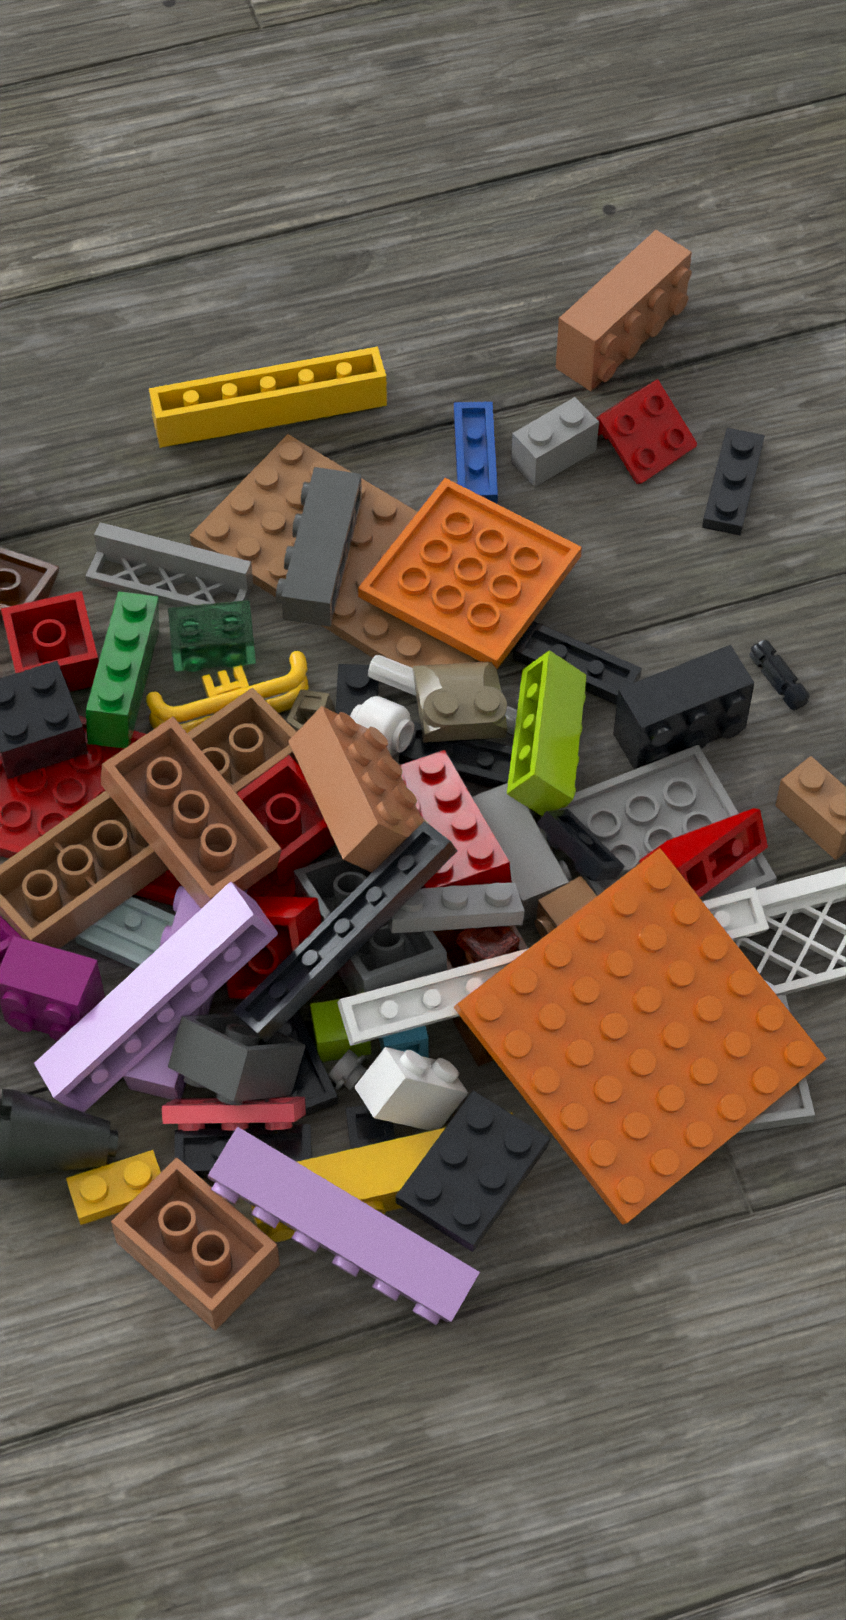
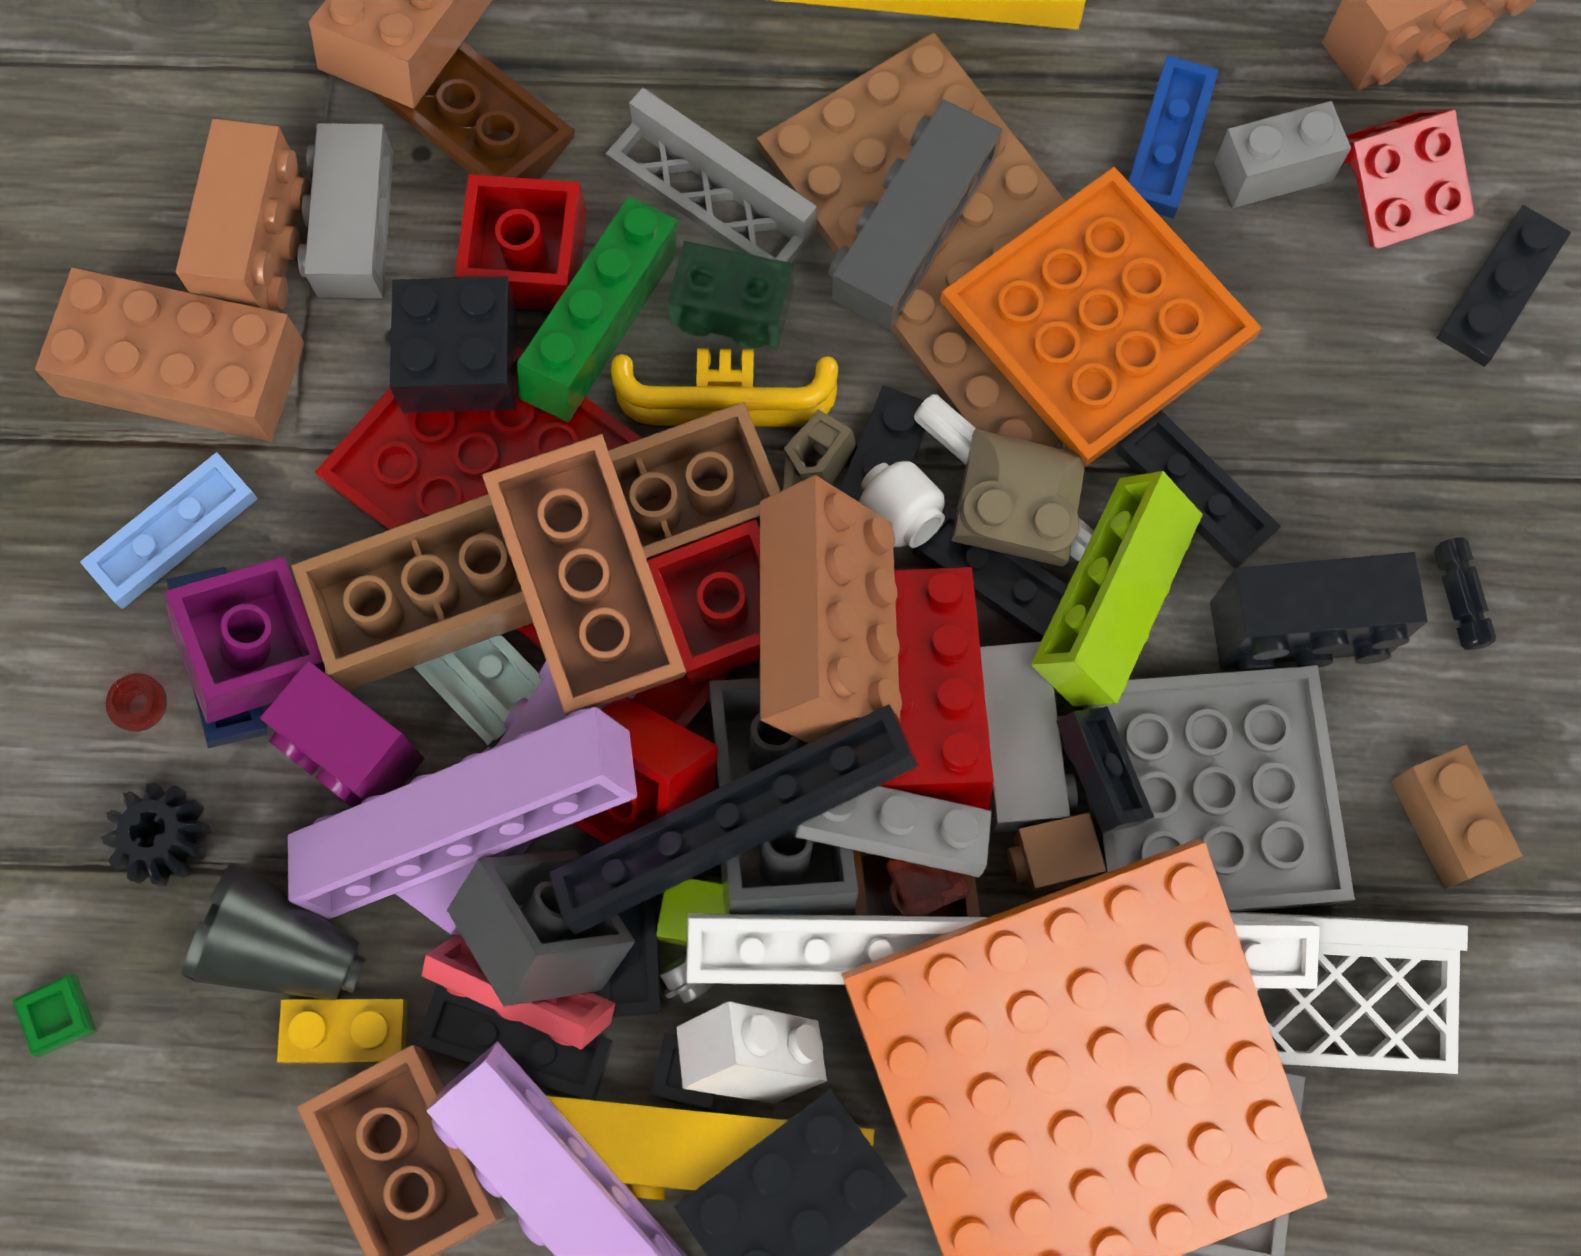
camera: 20 degrees right, 15 degrees up
(716, 850) = (1274, 845): red slope -> none

